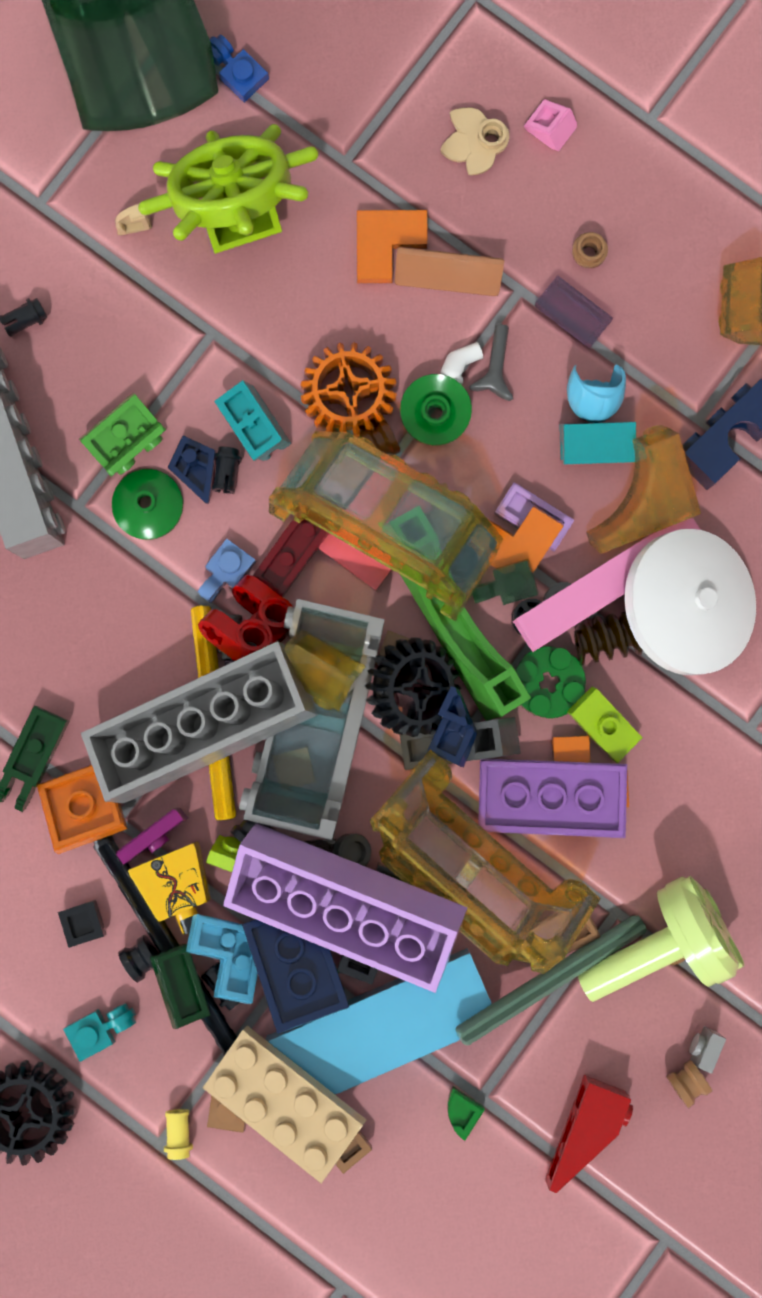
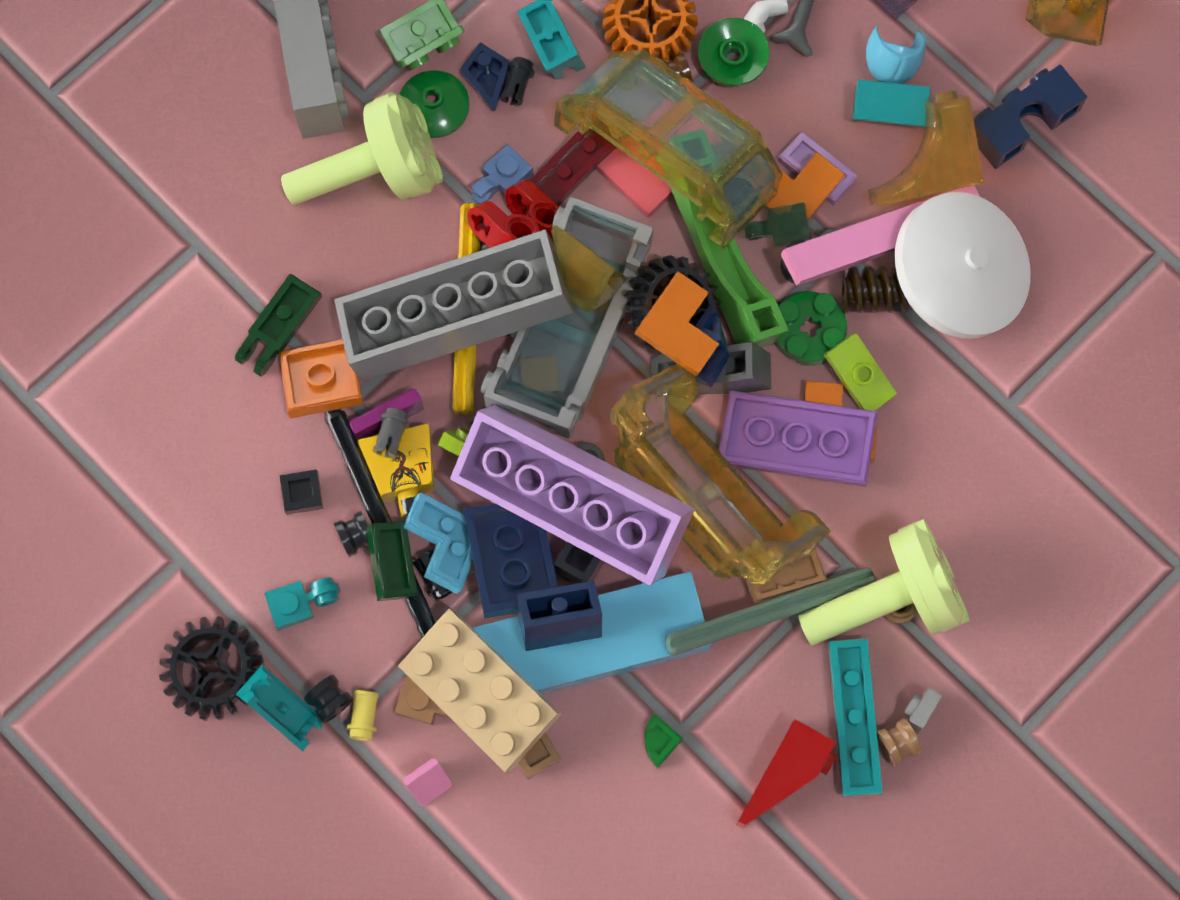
camera: 10 degrees right, 10 degrees down
(95, 1147) = (280, 706): none -> teal hinge
(114, 567) = (395, 147): none -> yellowish green piece
(141, 1125) = (328, 698): none -> black wheel
(158, 859) = (391, 431): none -> dark grey pin
(248, 1188) = (428, 782): none -> bright pink slope
(350, 1027) = (559, 615): none -> dark blue brick
(414, 718) = (669, 327): none -> orange tile
(644, 1065) = (855, 718): none -> teal plate

